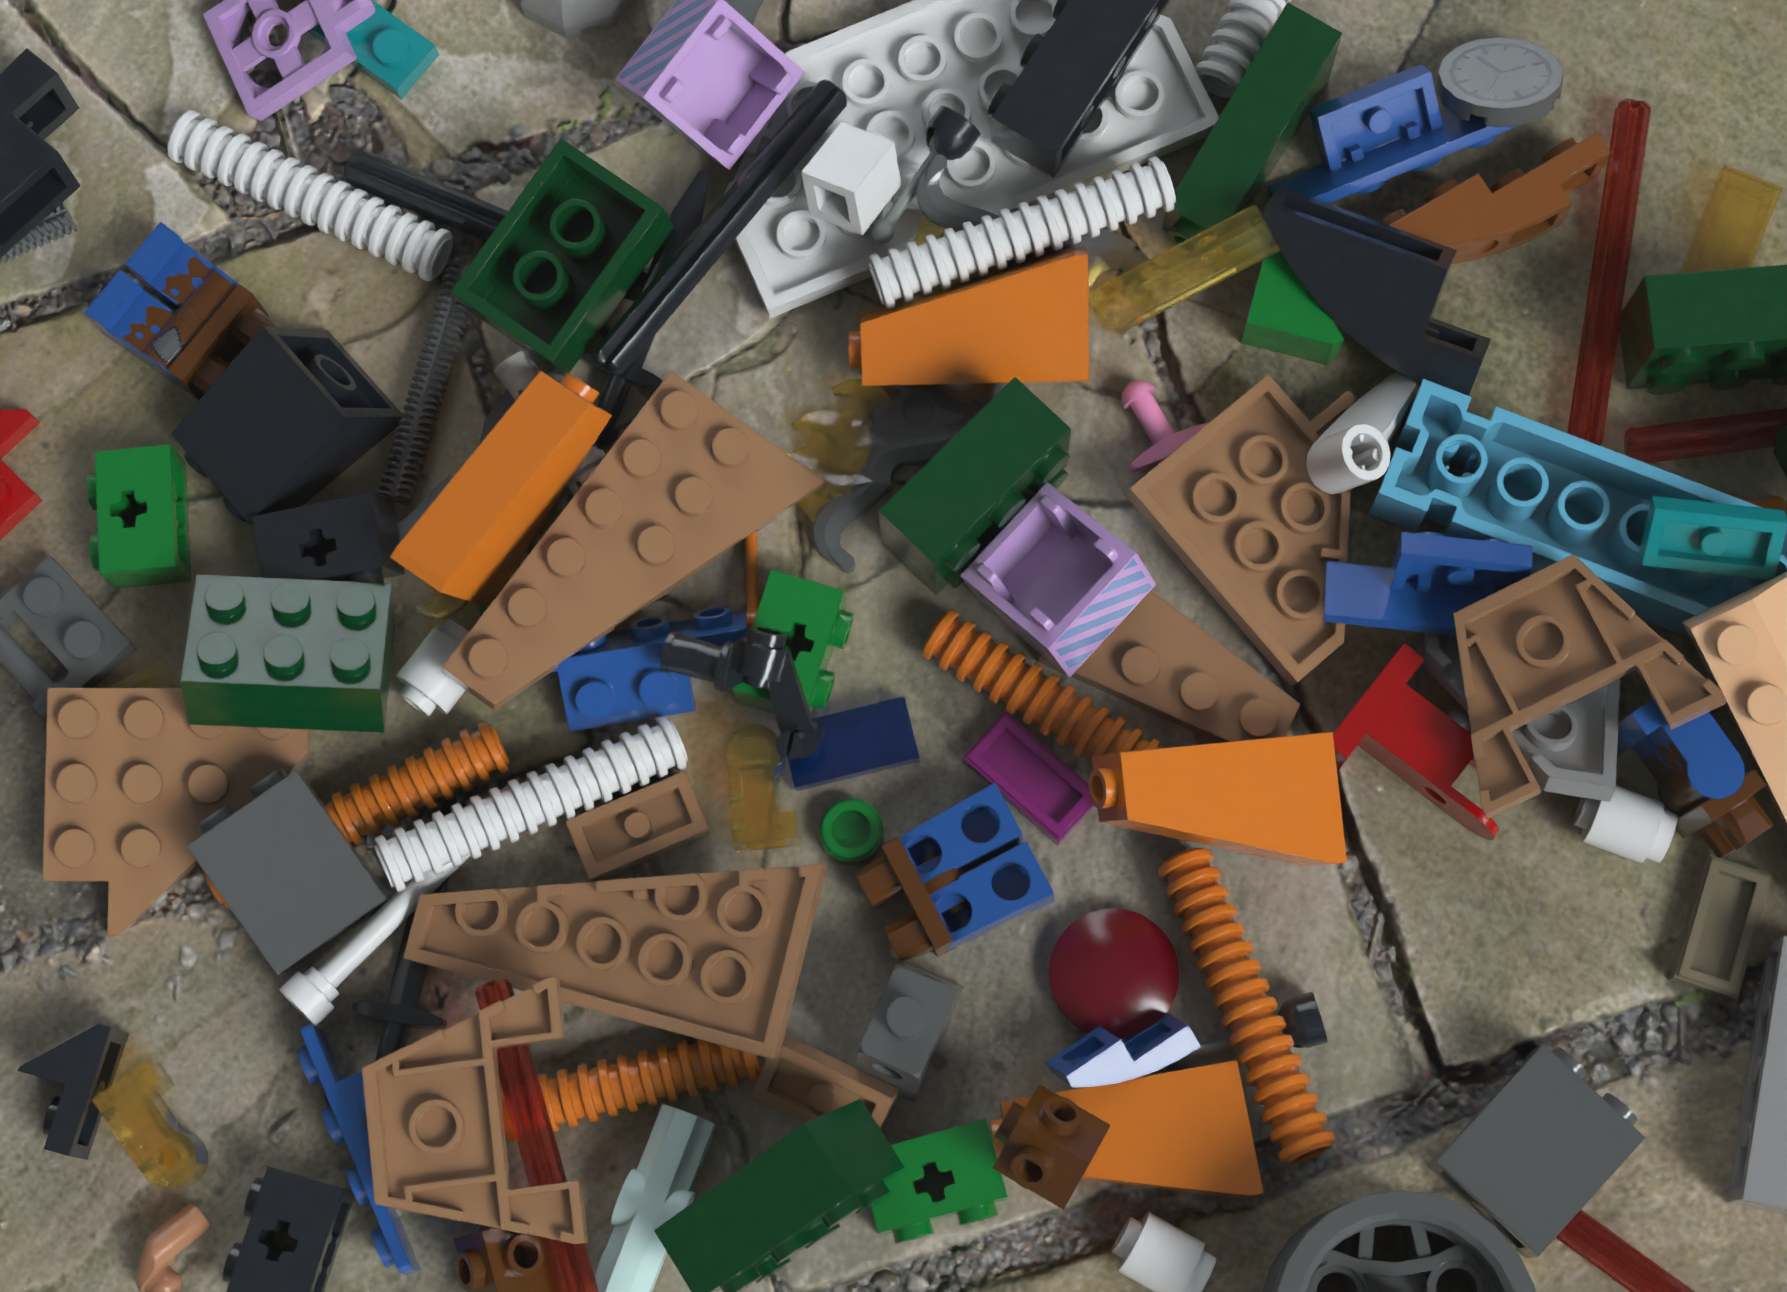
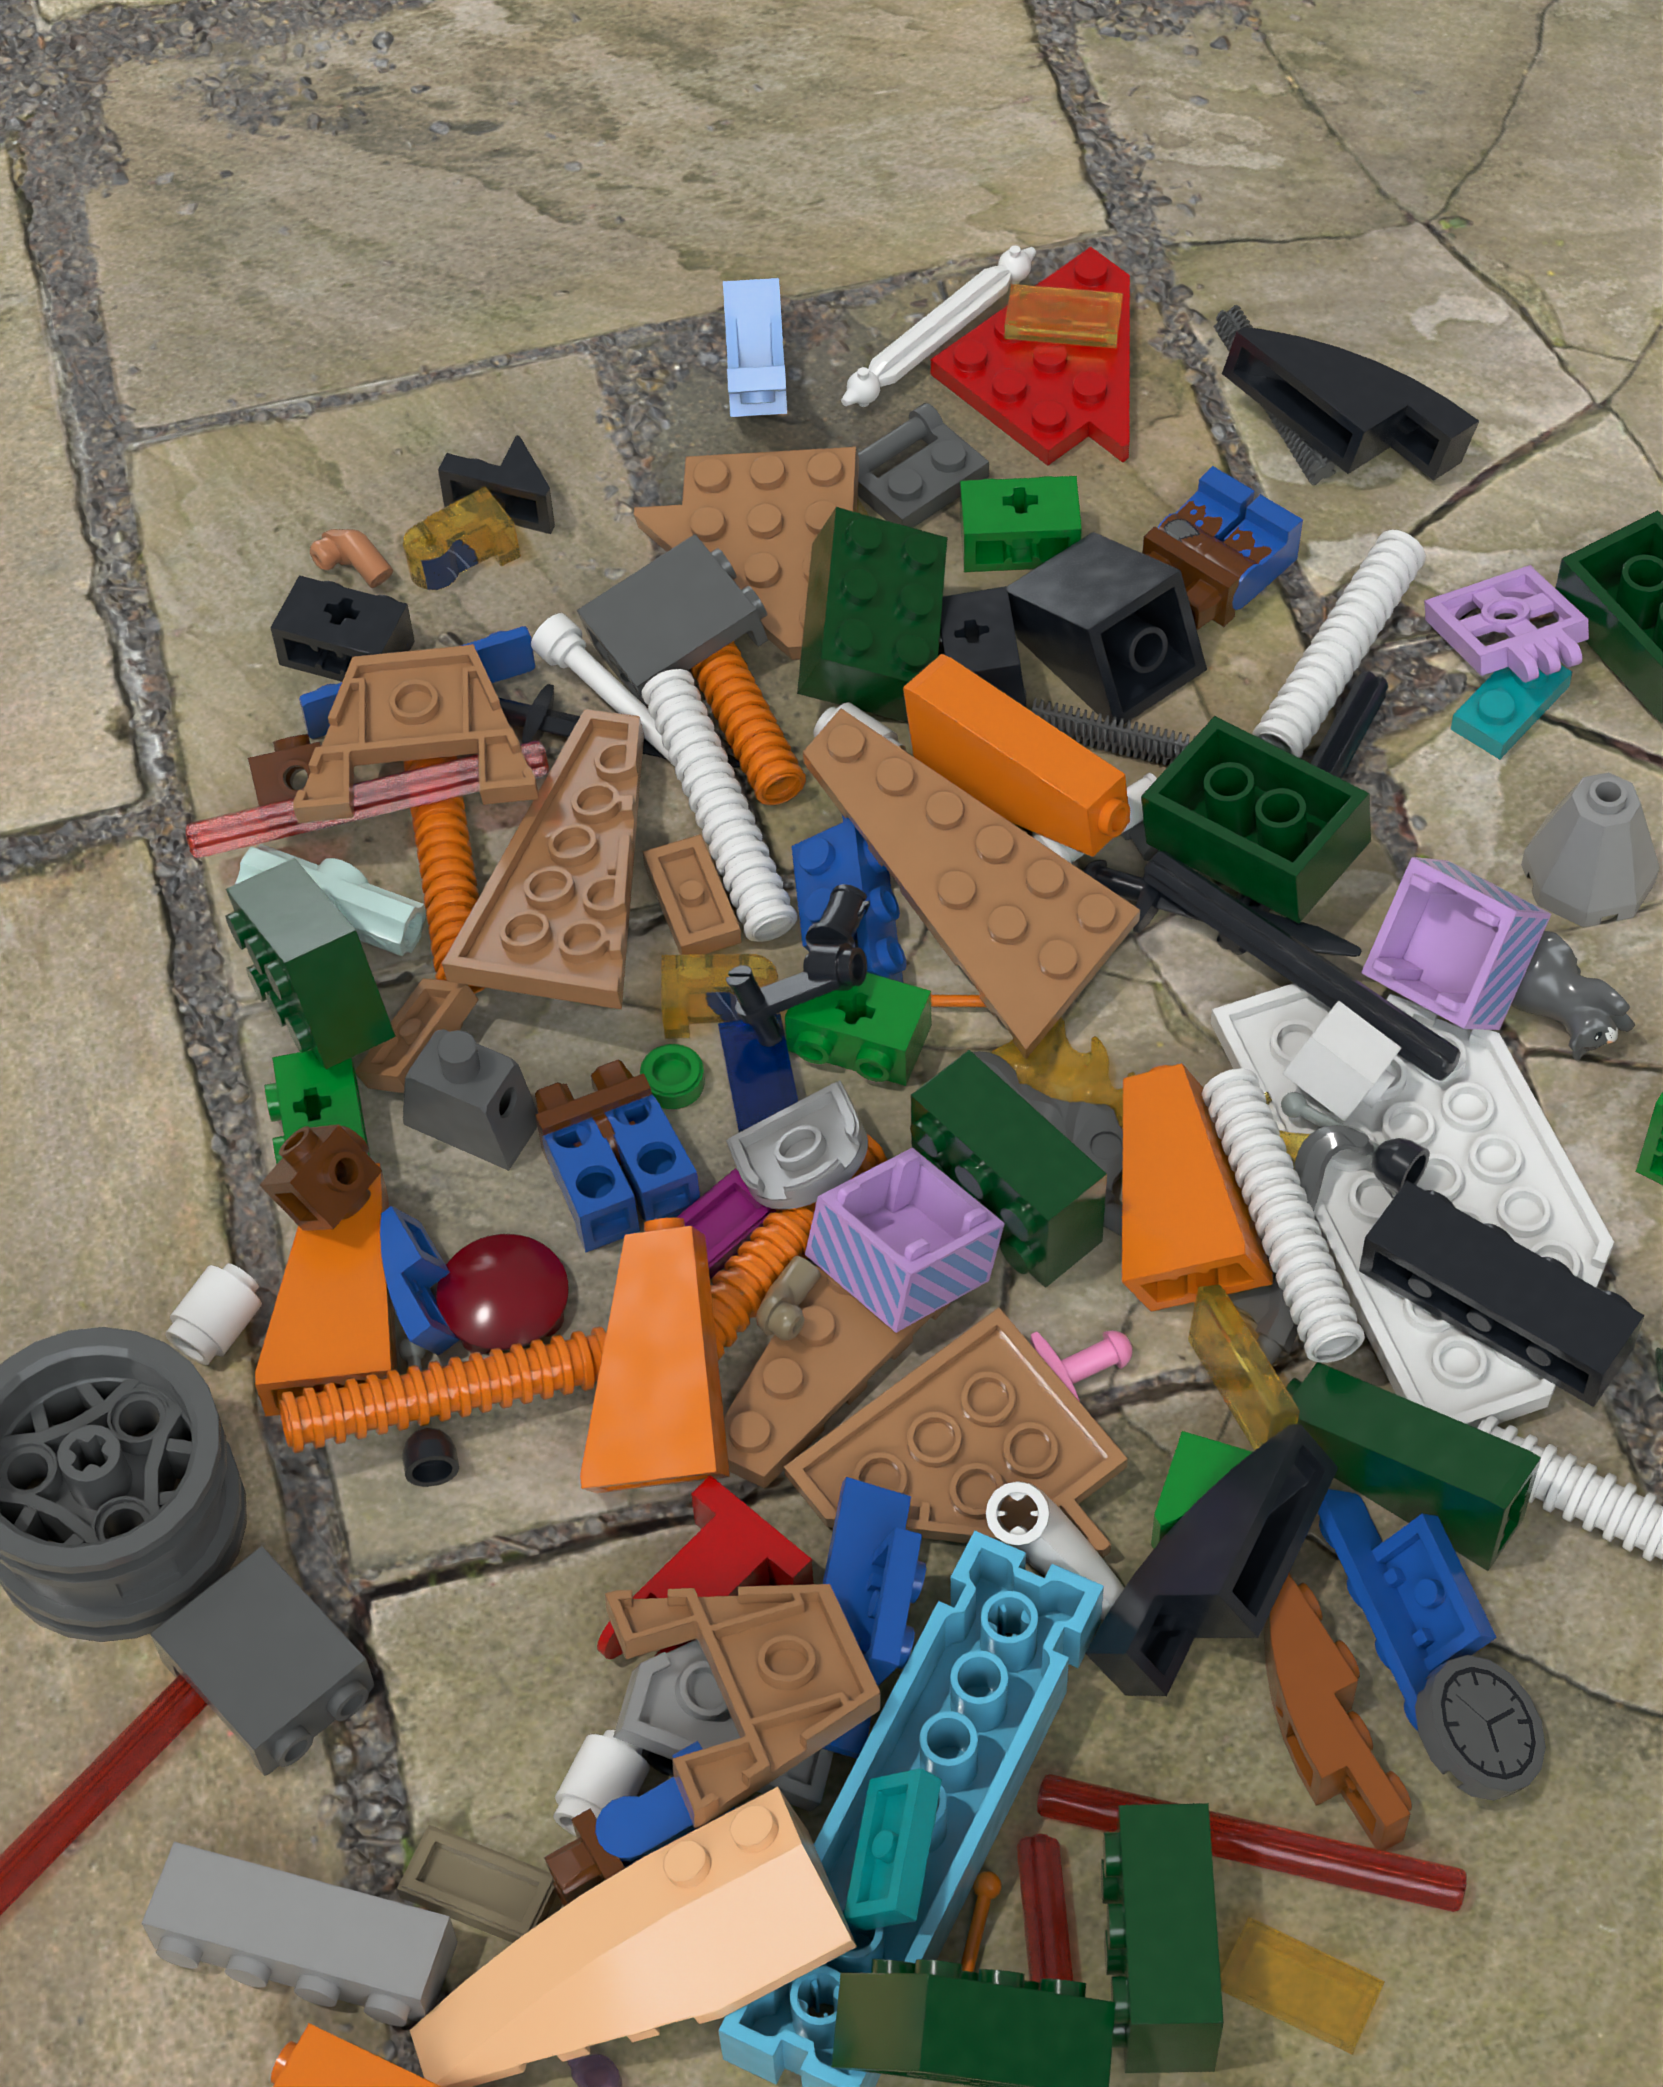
camera: 90 degrees right, 20 degrees down
(957, 685) = (801, 1149): none -> light grey tile
(1124, 696) = (779, 1308): none -> dark tan arm

